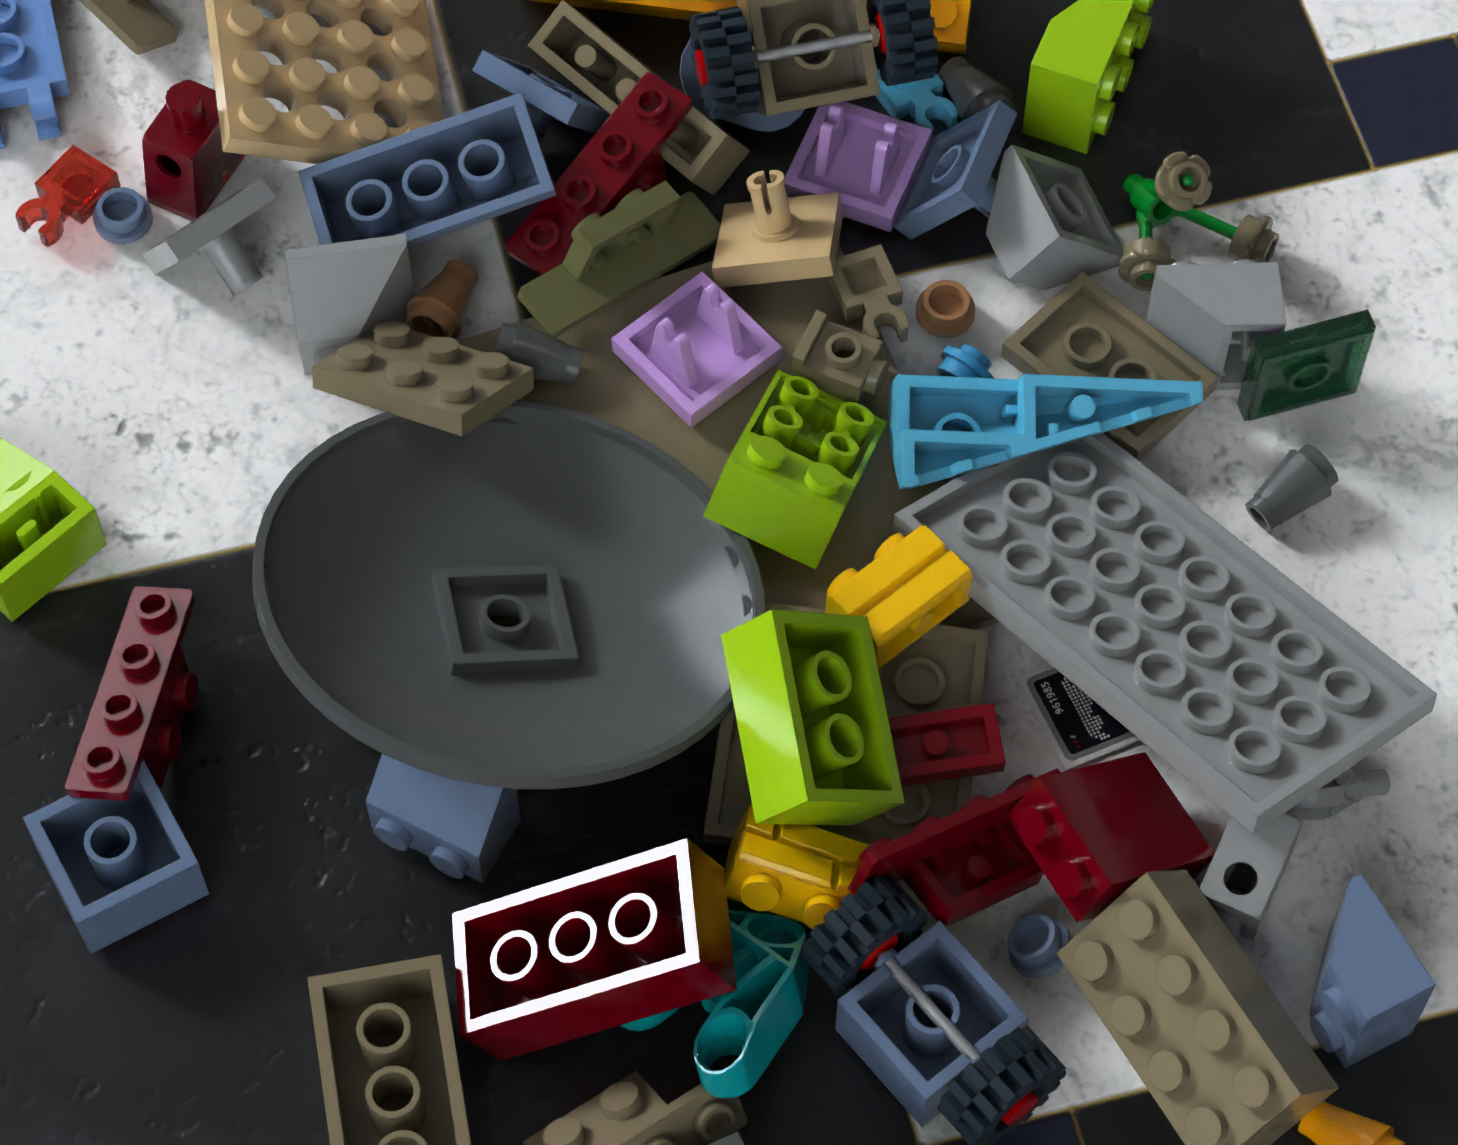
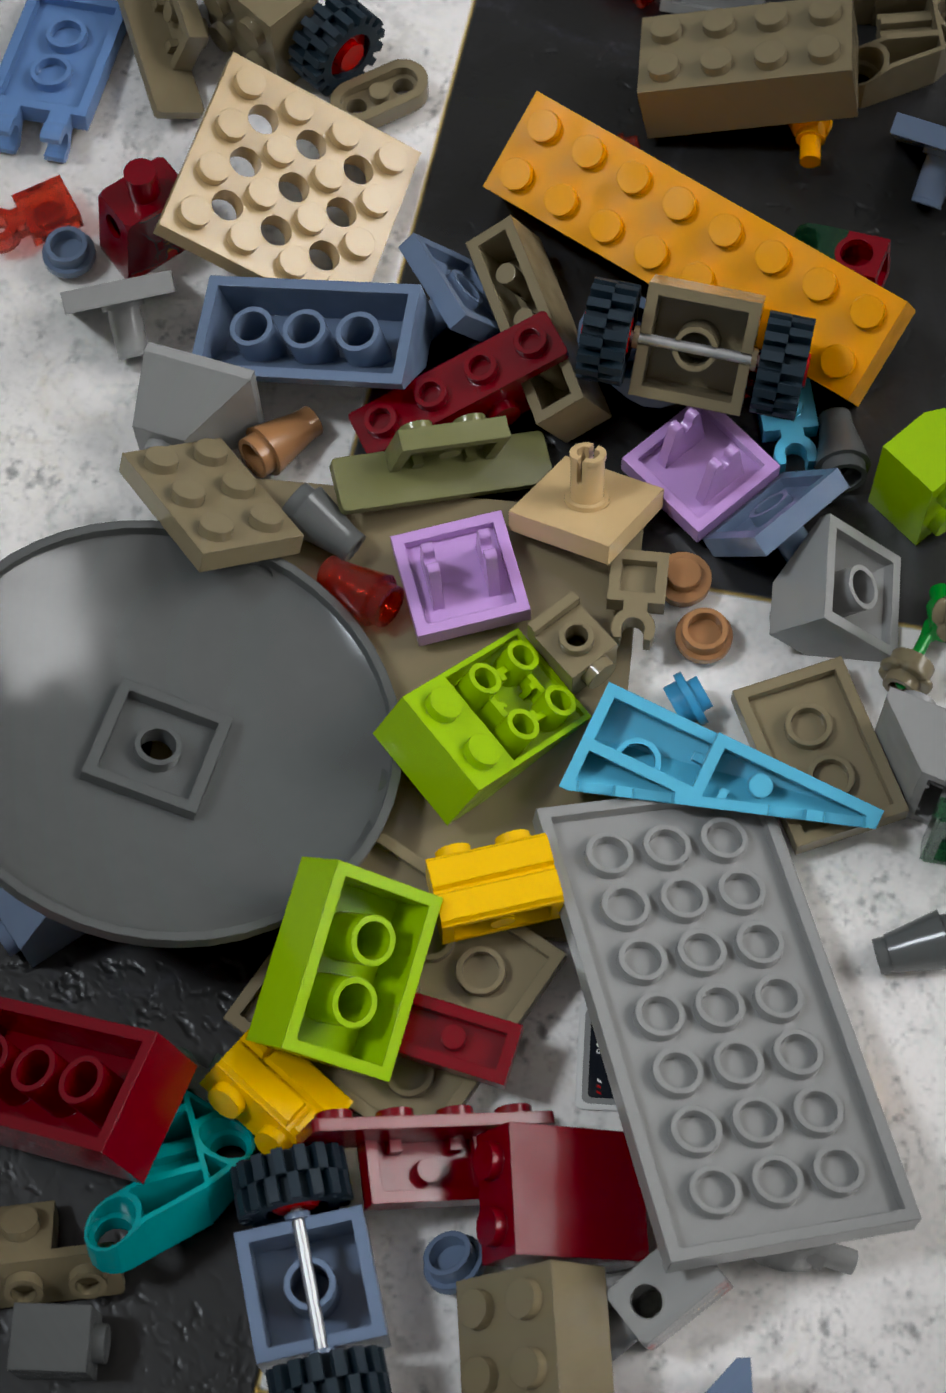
camera: 30 degrees right, 5 degrees up
(614, 398) = (364, 592): none -> clear red cone
(908, 265) = (687, 579): none -> medium nougat plate

